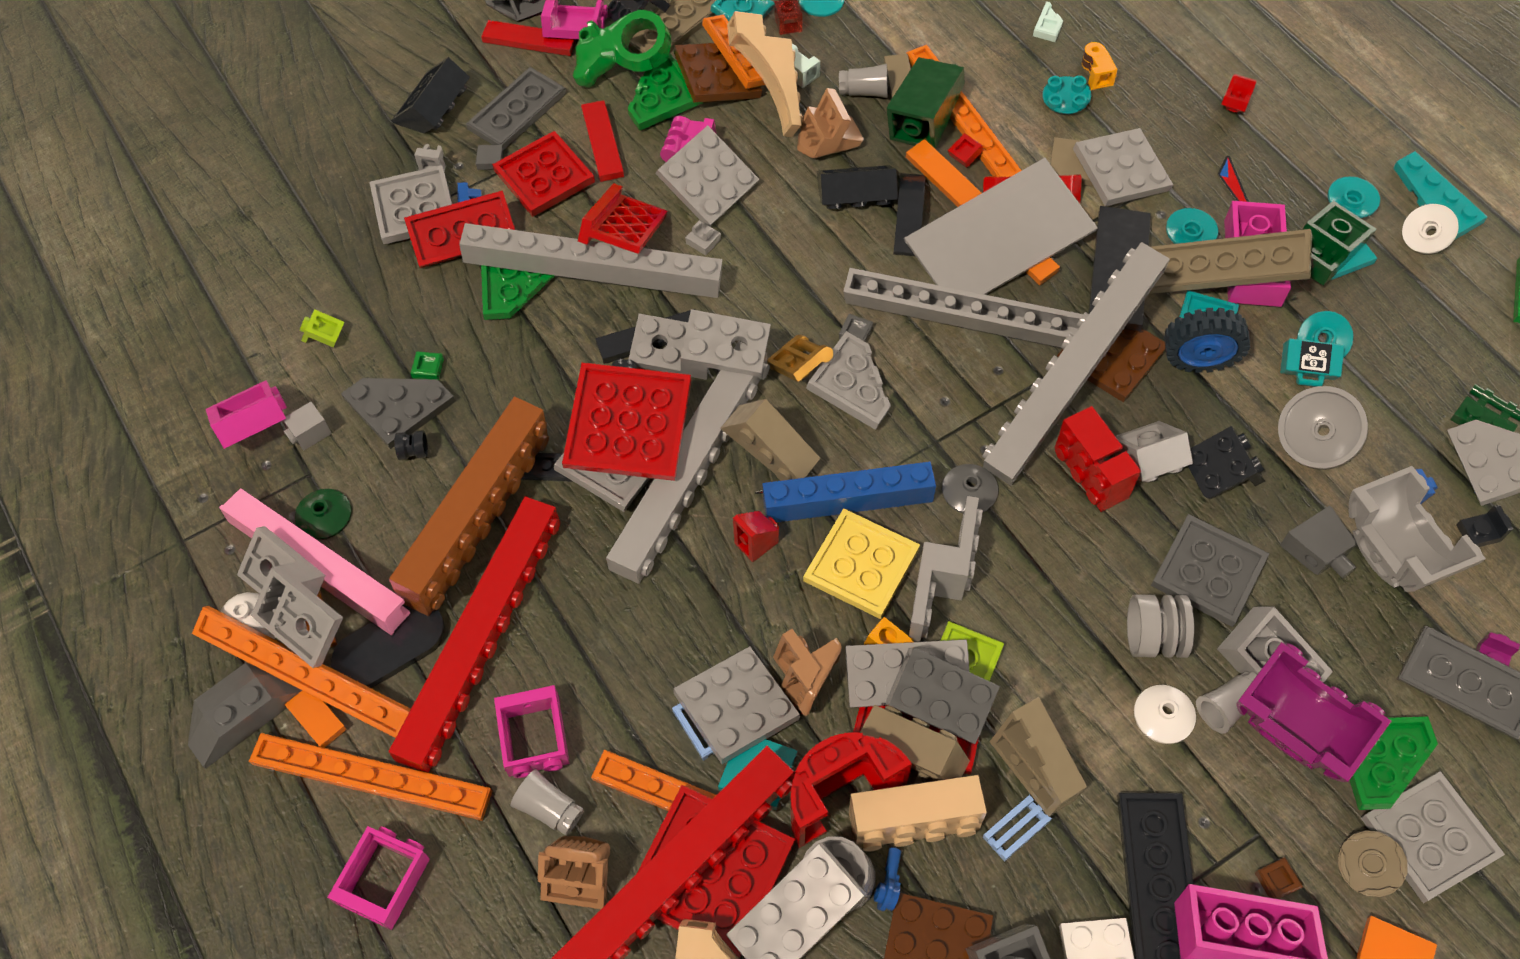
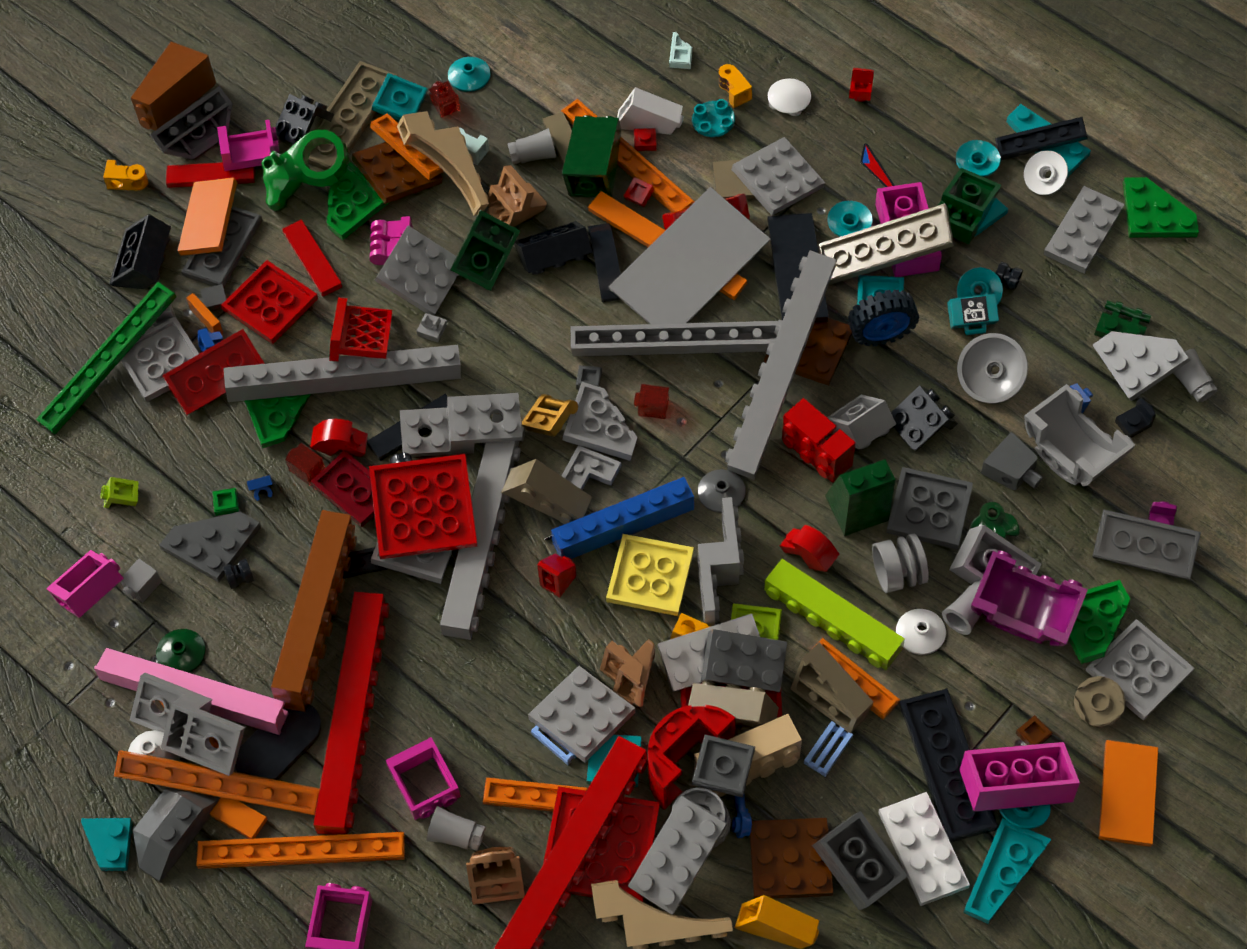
camera: 15 degrees left, 0 degrees up
(167, 706) = (109, 841): none -> teal wing
(357, 189) = (106, 358): none -> green tile
(442, 21) = (125, 177): none -> light orange leg
(468, 355) = (260, 484): none -> blue tile
(472, 169) = (204, 314): none -> orange tile
(509, 76) = (207, 216): none -> orange tile
(522, 346) = (304, 463): none -> clear red brick
(555, 381) = (348, 487): none -> dark red plate
(566, 323) = (338, 435): none -> red brick
(782, 170) = (485, 250): none -> dark green slope
(831, 423) = (590, 464): none -> light grey plate
(881, 819) = (723, 765): none -> dark grey tile
(918, 371) = (652, 401): none -> clear red brick
(987, 100) = (645, 139): none -> red plate
(999, 73) = (649, 111): none -> white slope
(1059, 580) = (812, 546): none -> red brick
(1065, 667) = (834, 615): none -> lime brick
(1099, 785) = (882, 698): none -> orange tile
(1134, 536) = (862, 497): none -> dark green slope
(1155, 90) = (789, 96): none -> white dish
(1294, 610) = (1001, 524): none -> dark green plate
(1363, 330) = (1009, 275): none -> black wheel
(1433, 191) = (1041, 138): none -> black tile
(1461, 300) = (1083, 229): none -> light grey plate

